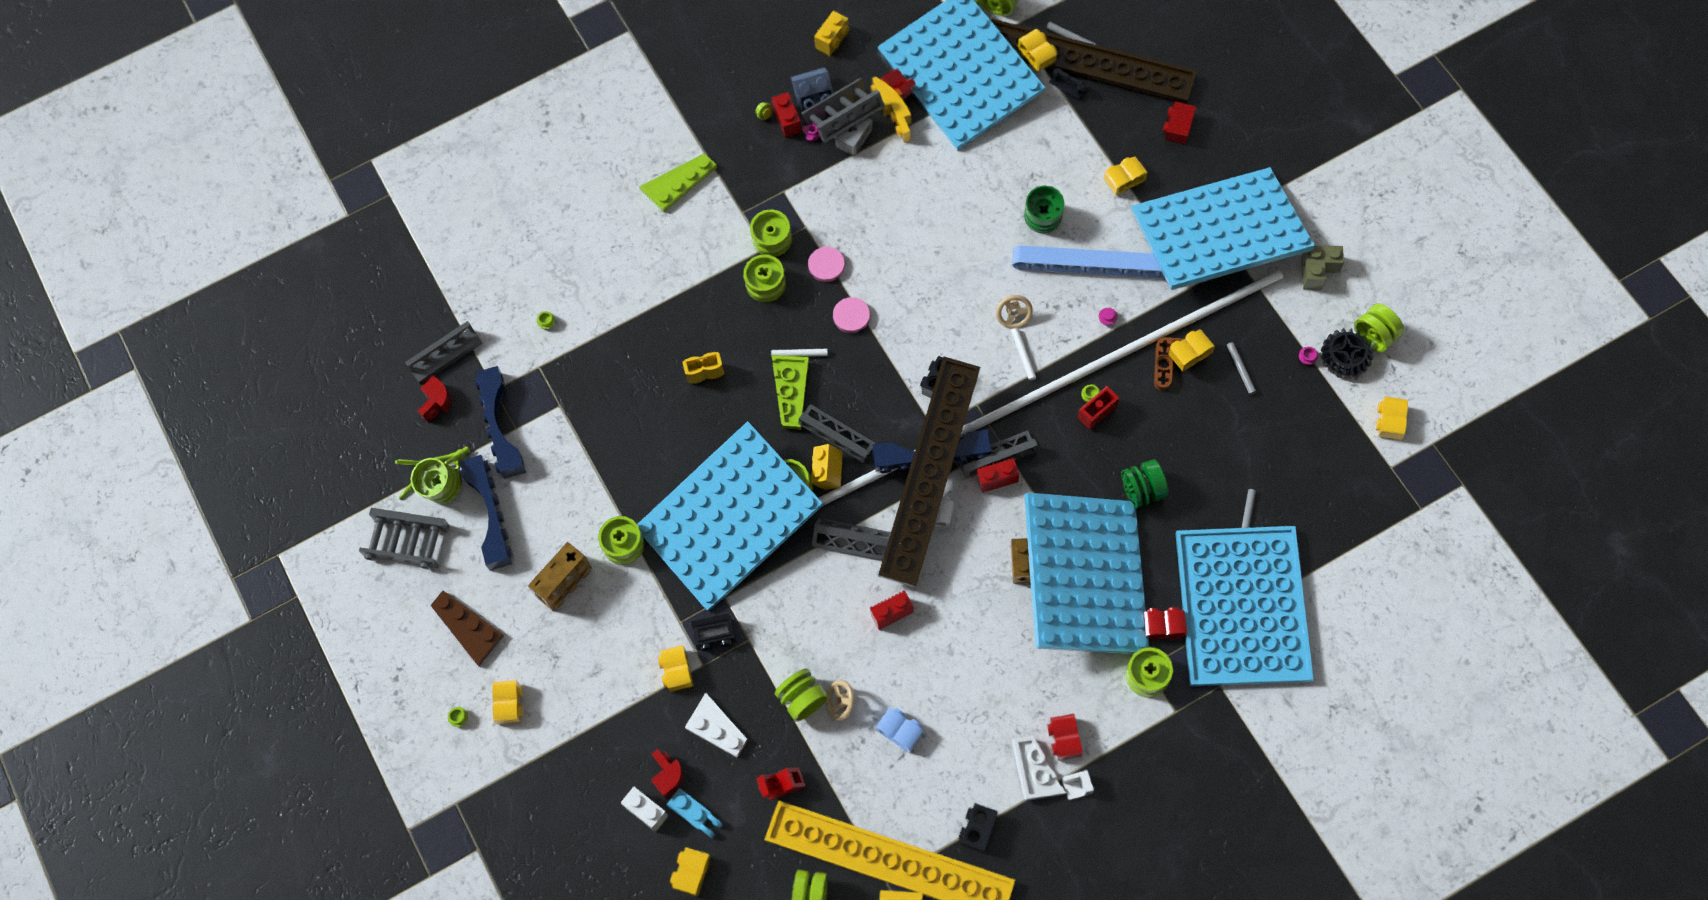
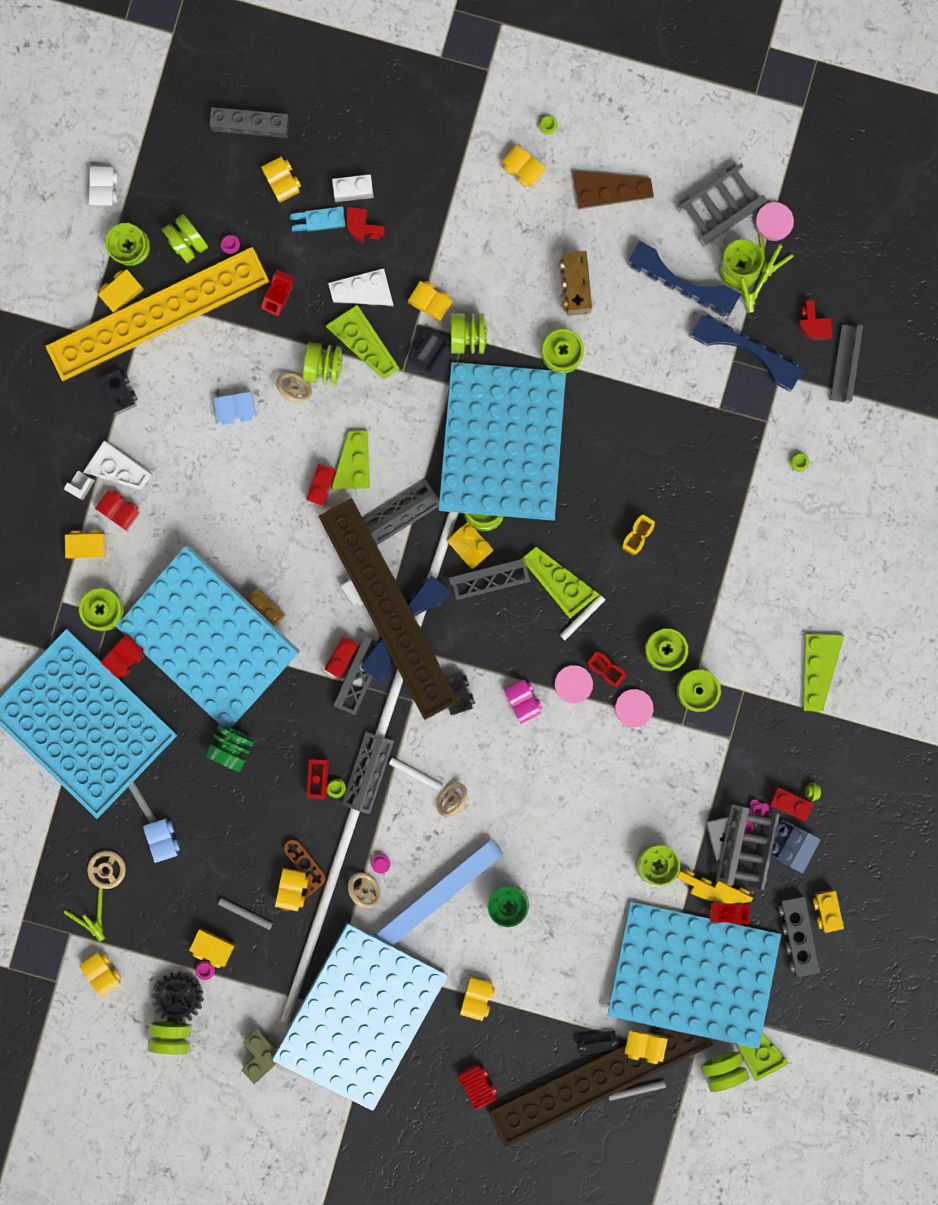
camera: 125 degrees right, 20 degrees up
(383, 492) = (774, 221): none -> bright pink tile
(673, 615) = (468, 333): none -> lime wheel
(754, 693) = (361, 338): none -> lime wing
(779, 860) = (230, 244): none -> dark pink plate
(818, 301) = (610, 673): none -> red brick
(850, 606) = (354, 463): none -> lime wing
(866, 35) = (810, 963): none -> dark grey brick
(898, 333) = (523, 701): none -> dark pink brick
(914, 149) = (669, 865): none -> lime wheel
(1054, 377) = (371, 773): none -> dark grey fence
(1116, 733) = (85, 545): none -> yellow brick
(1139, 308) = (362, 891): none -> tan piece
(1258, 469) = (161, 840): none -> light blue brick
(1288, 362) = (212, 948): none -> yellow brick
(1324, 480) = (113, 882): none -> tan piece
(1366, 454) = (95, 926): none -> lime plant

